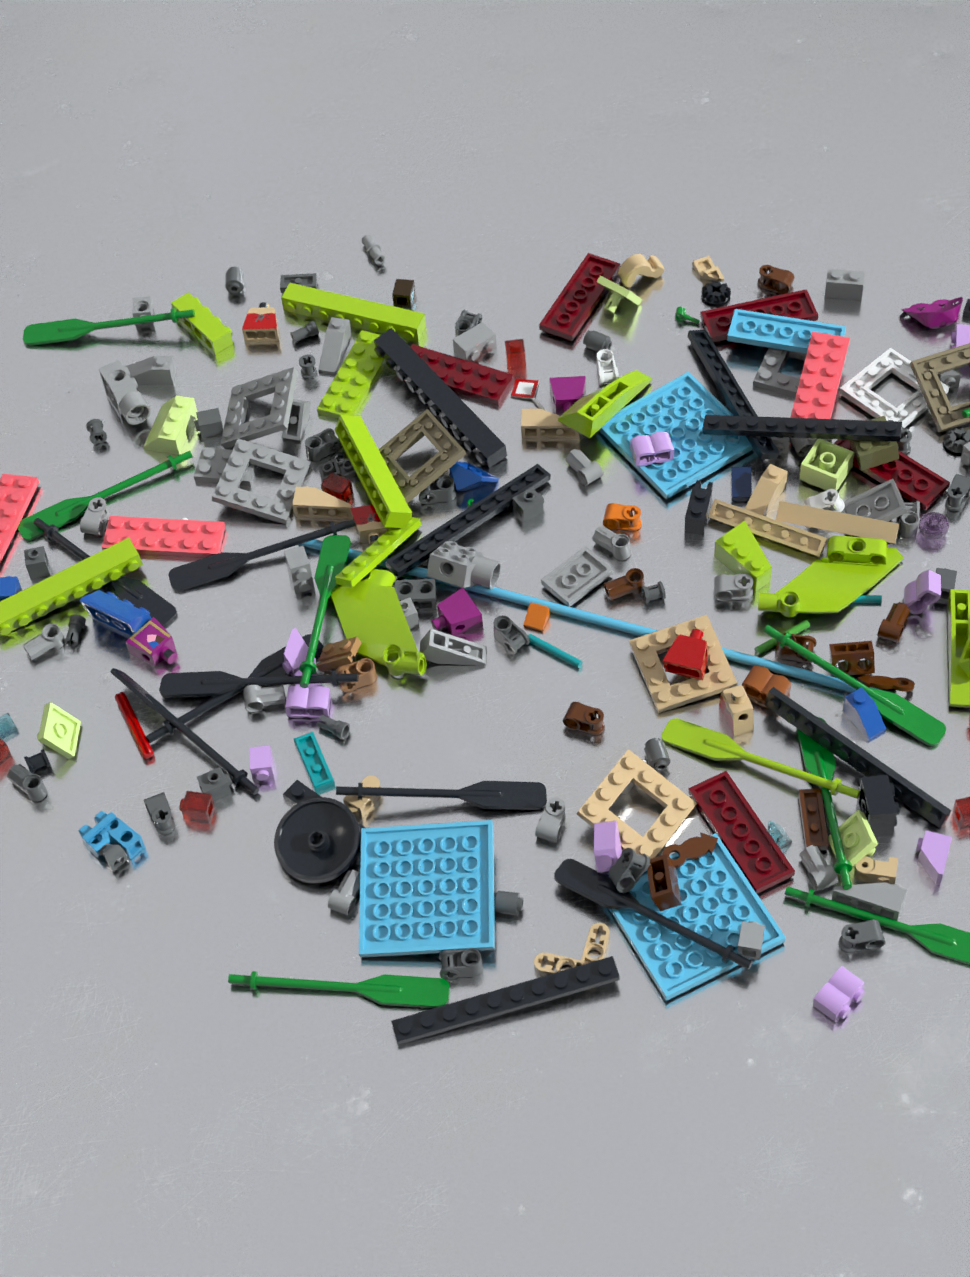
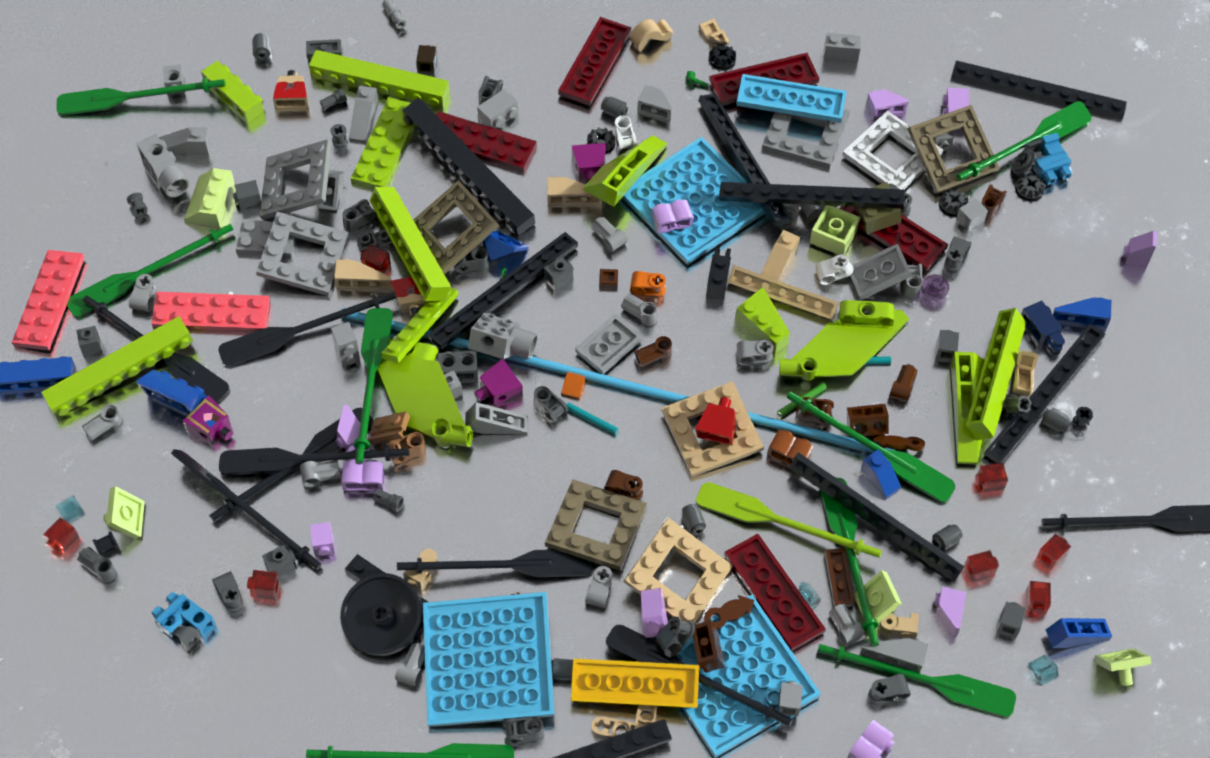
camera: 10 degrees left, 5 degrees up
(75, 626) = (132, 404): dark grey pin -> none
(134, 725) = (196, 504): red axle -> none
(314, 761) = (372, 535): teal tile -> none
(515, 354) = (537, 120): clear red brick -> none
(526, 389) = (549, 156): piece -> none
(567, 788) = (611, 554): none -> dark tan plate
(581, 511) = (608, 278): none -> reddish brown tile
(583, 918) = (635, 683): none -> yellow plate
(590, 372) = (609, 138): none -> dark grey gear
(618, 293) = (630, 59): yellowish green tile -> none
(640, 338) = (654, 103): none -> light grey slope
(653, 592) = (680, 358): dark grey bush -> none
(736, 703) = (765, 470): tan torso -> none
(741, 483) = (756, 247): dark blue tile -> none
(776, 280) = (779, 43): reddish brown piece -> none
(820, 376) = (825, 143): coral plate -> none
(837, 522) = (847, 286): tan tile -> none
(878, 804) = (899, 562): black brick -> none
(888, 337) = (883, 101): none -> lavender slope
(922, 592) = (929, 354): lavender brick -> none
(934, 315) = (925, 76): magenta piece -> none
(934, 781) = (947, 537): none -> dark grey brick

